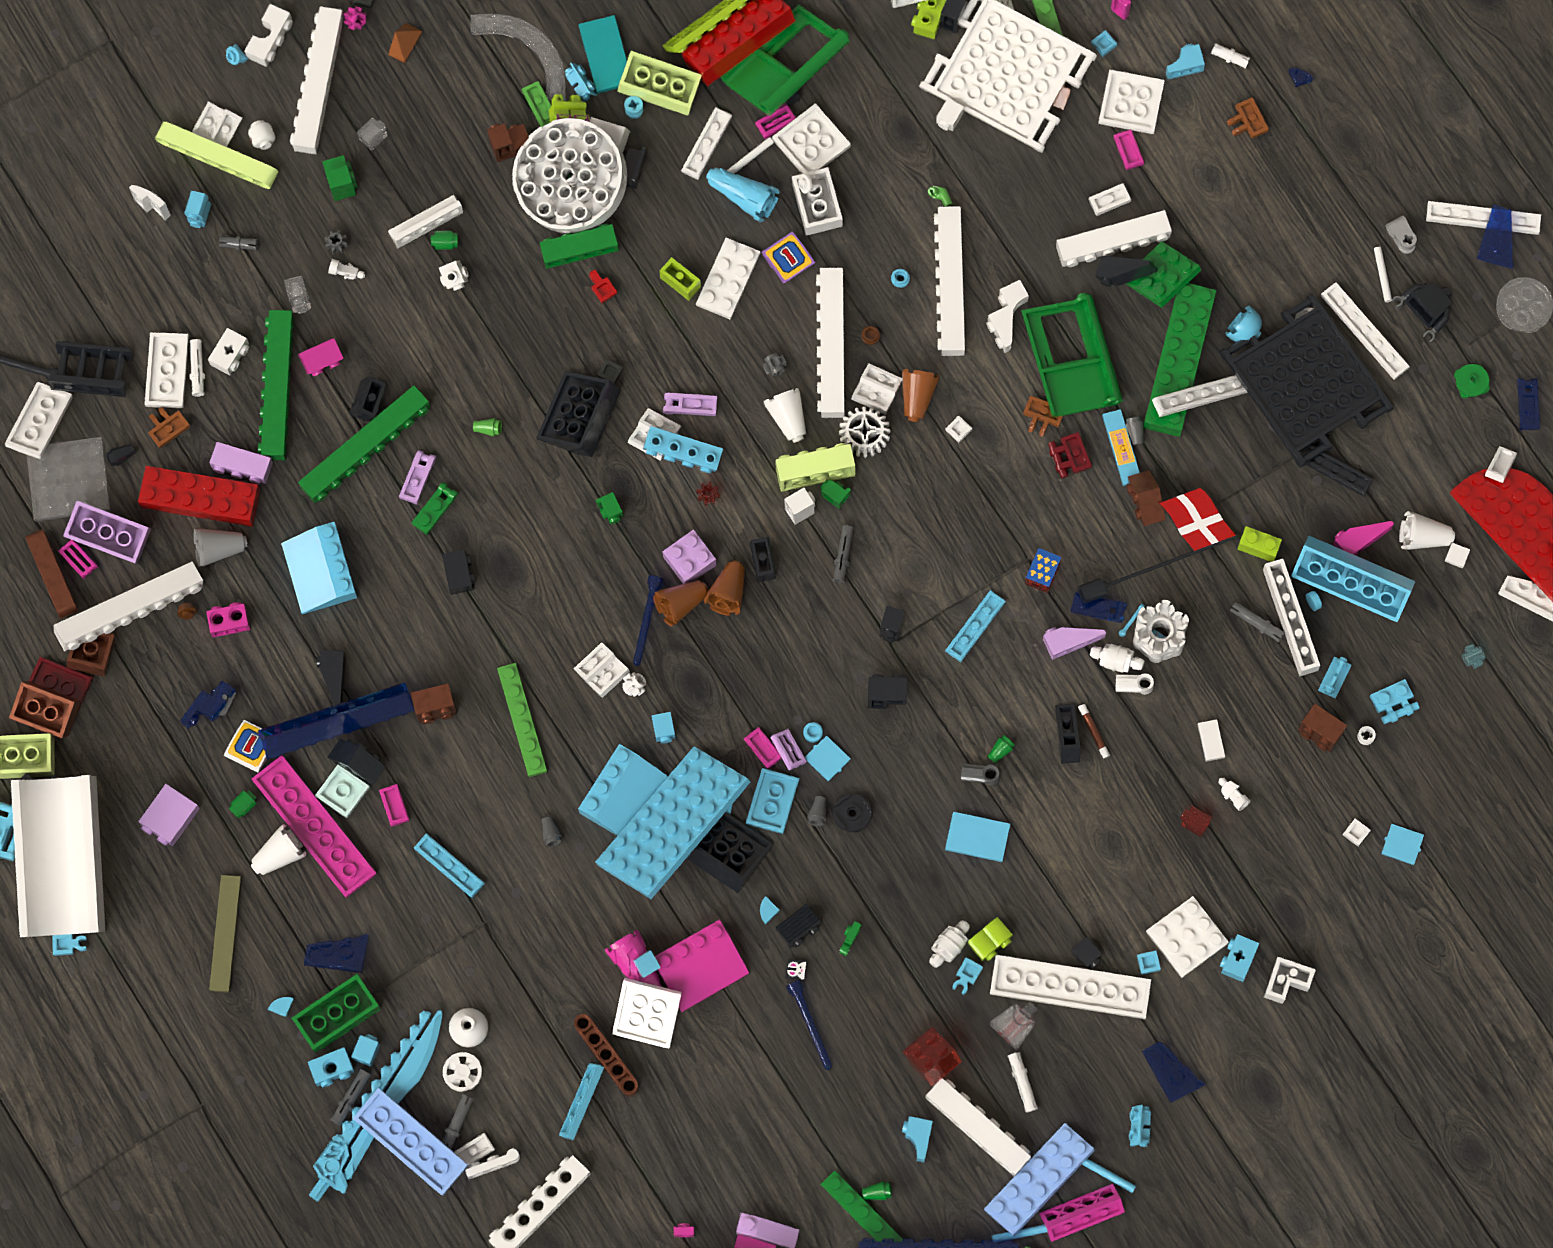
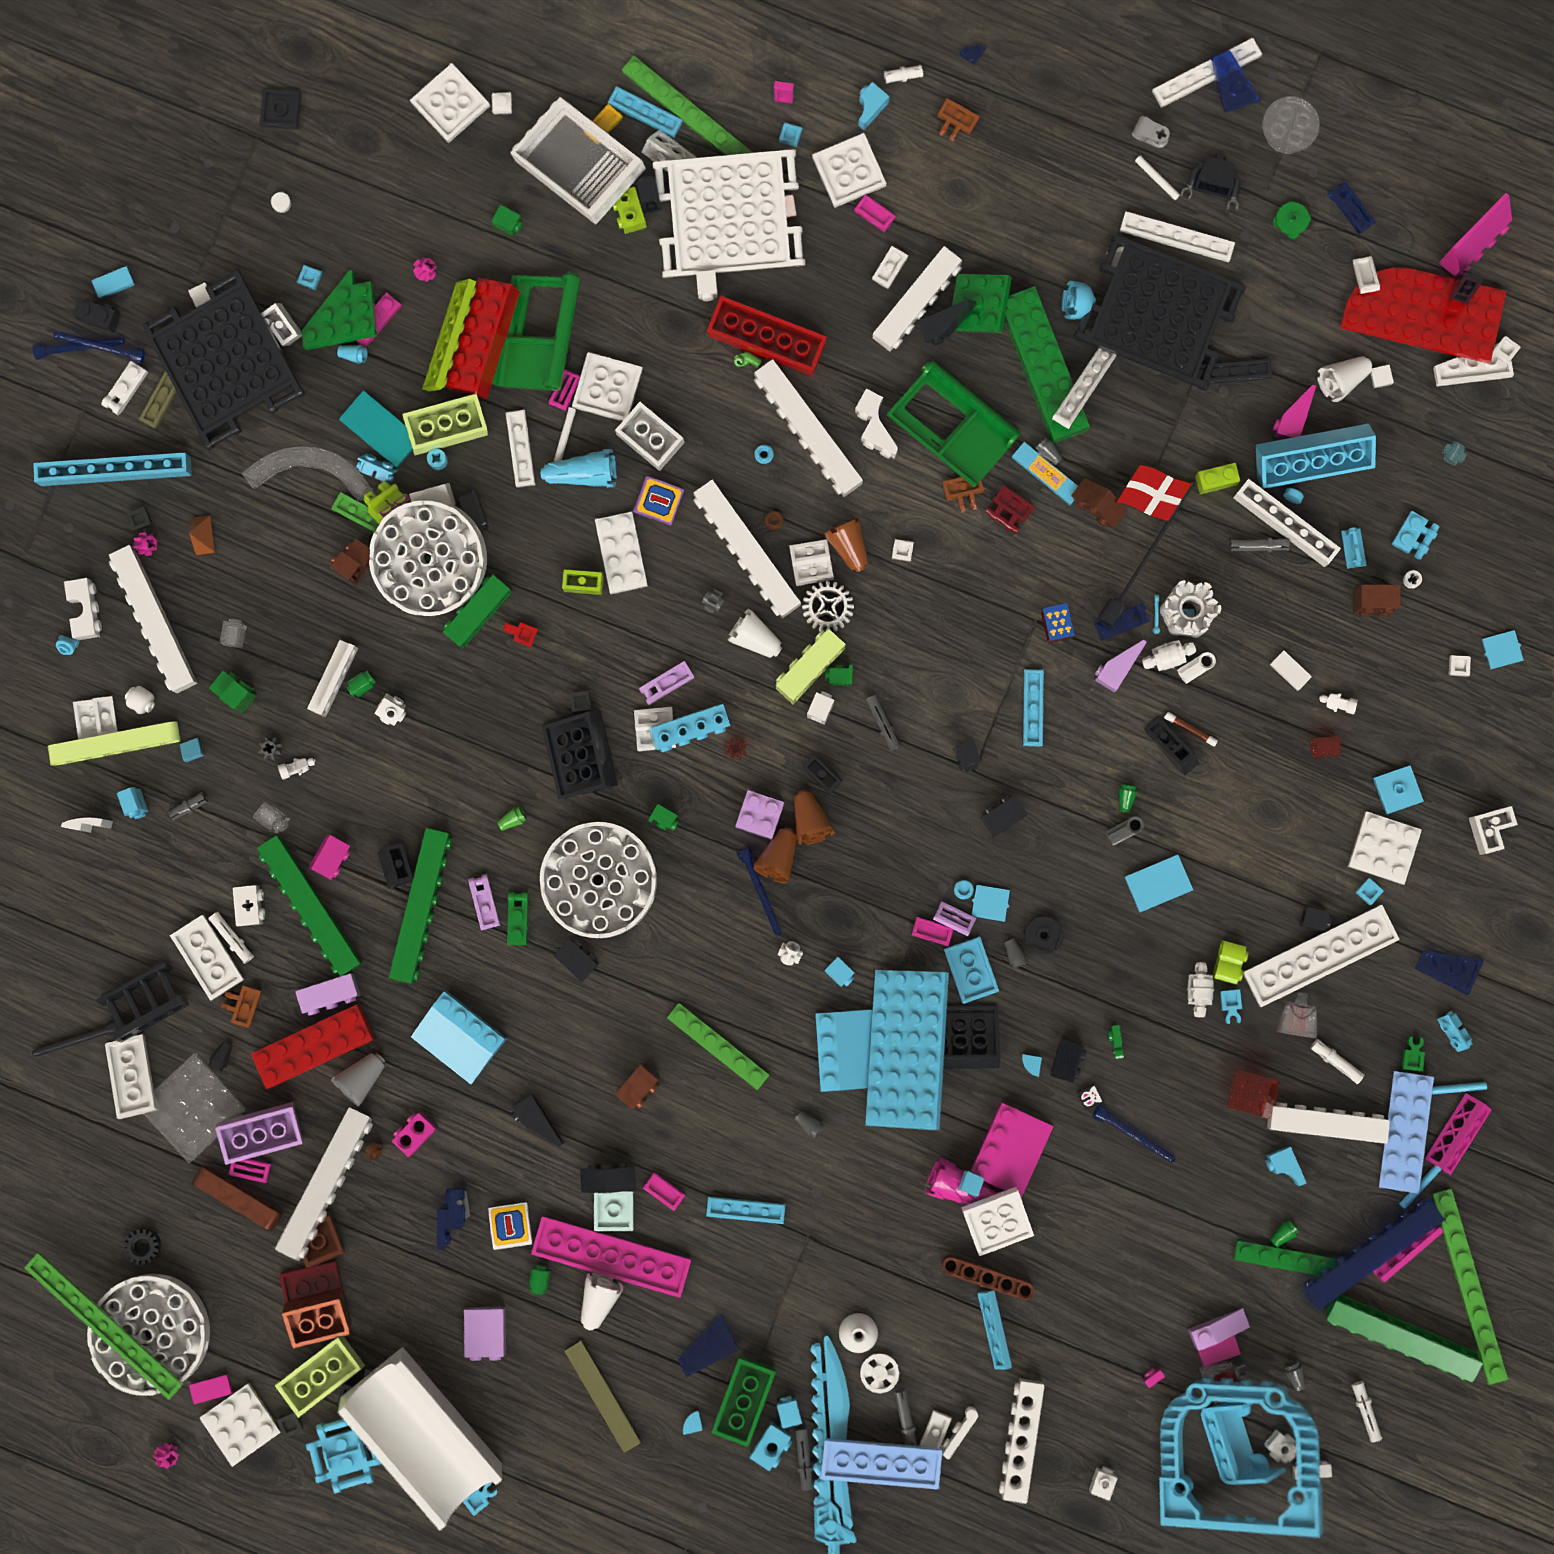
camera: 30 degrees left, 10 degrees up
(273, 202) = (191, 750): none -> medium azure slope
(336, 720) = (566, 1158): clear blue brick -> none
(526, 547) = (626, 887): none -> white brick
(601, 670) = (754, 958): white slope -> none
(805, 183) = (632, 428): white plate -> none
(969, 186) = (766, 336): none -> red brick
(1088, 1122) = (1413, 1058): none -> green plate
(1232, 897) = (1398, 789): none -> medium azure plate
(1247, 949) = (1443, 827): medium azure brick -> none

